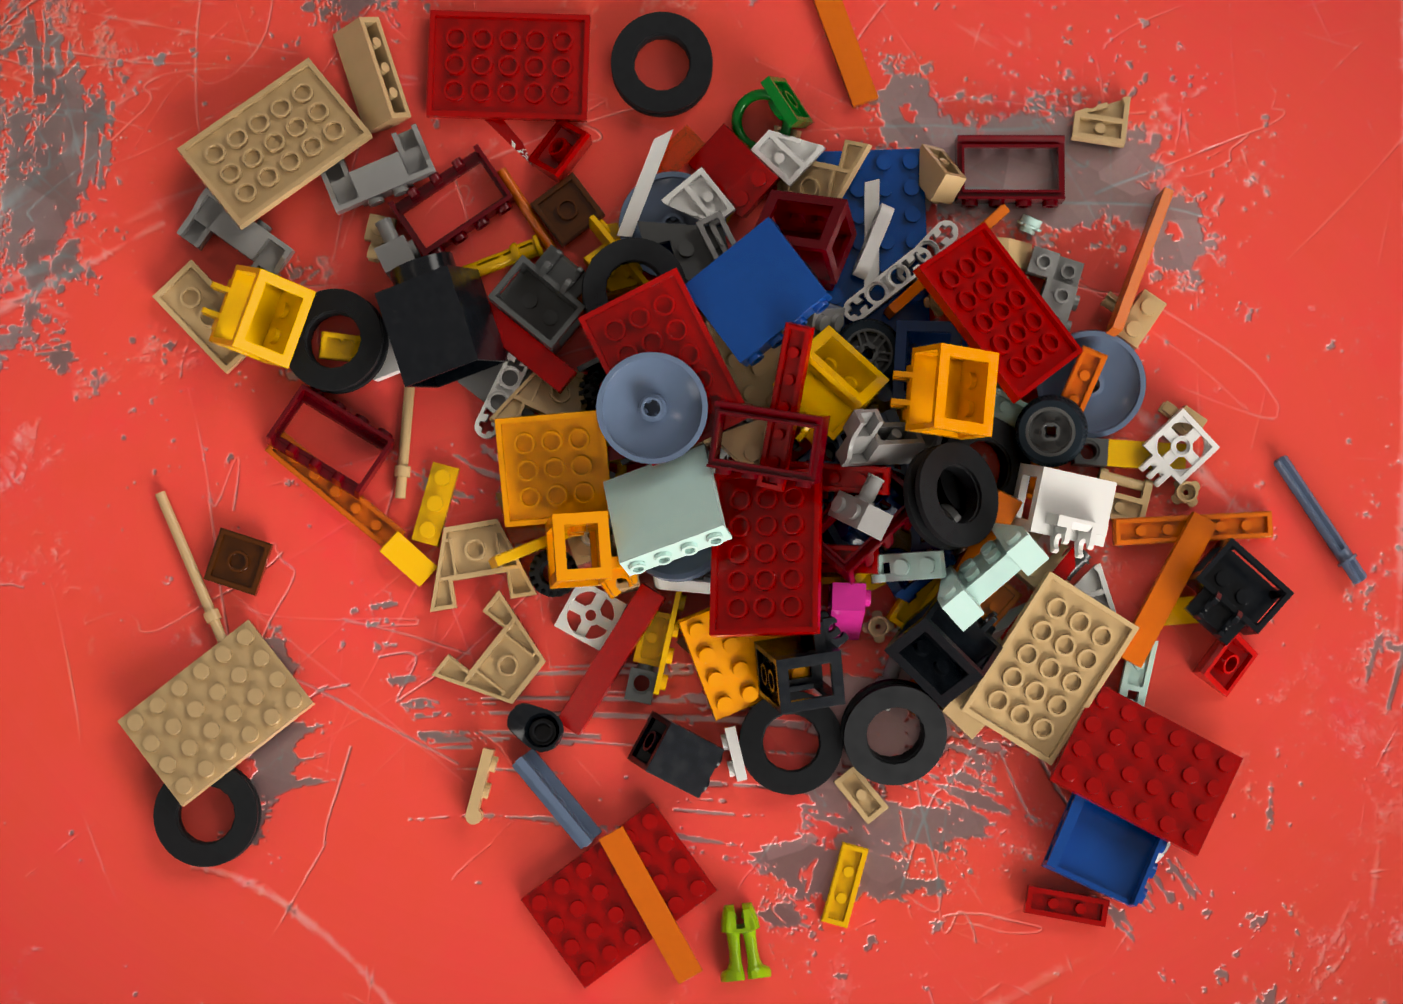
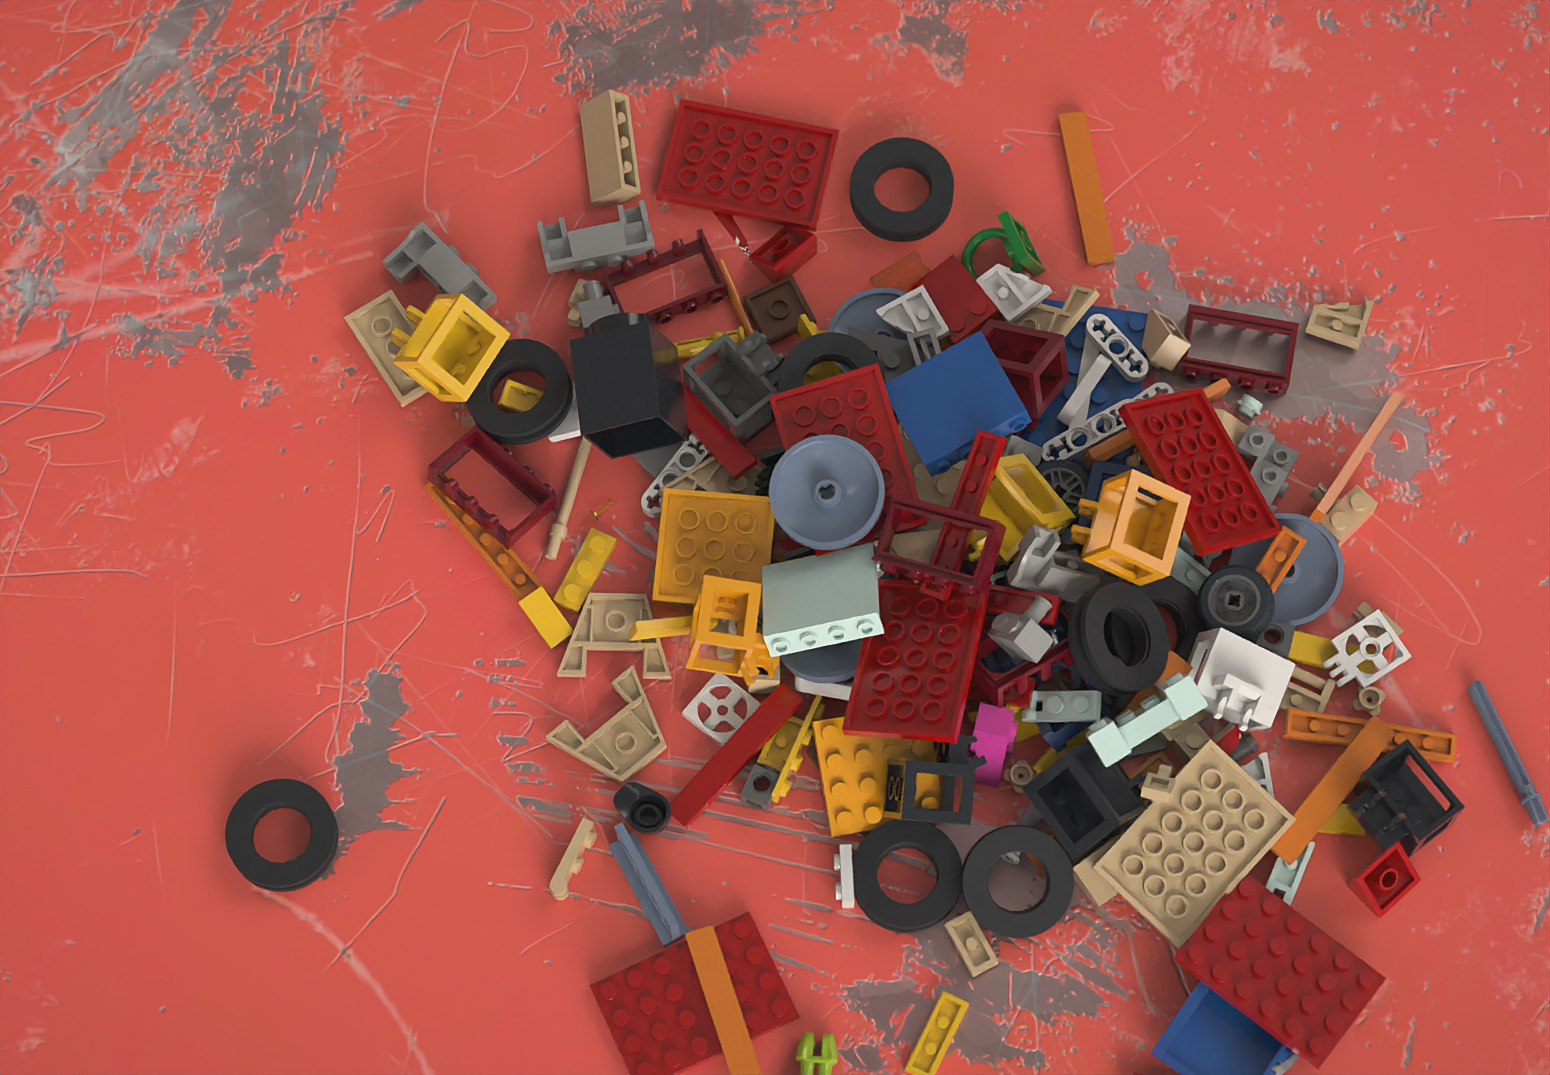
camera: 15 degrees right, 15 degrees down
(212, 615) = (331, 636): tan bar -> none
(215, 713) = (314, 732): tan plate -> none
(238, 561) = (371, 589): reddish brown plate -> none
(274, 143) = (499, 193): tan plate -> none
(439, 439) = (602, 509): none -> piece
(538, 580) = (679, 671): black tyre -> none
(644, 185) = (864, 292): white sticker -> none
(676, 755) = (784, 865): black slope -> none
(895, 203) = (1135, 358): none -> white beam
(1011, 626) = (1159, 786): none -> tan plate

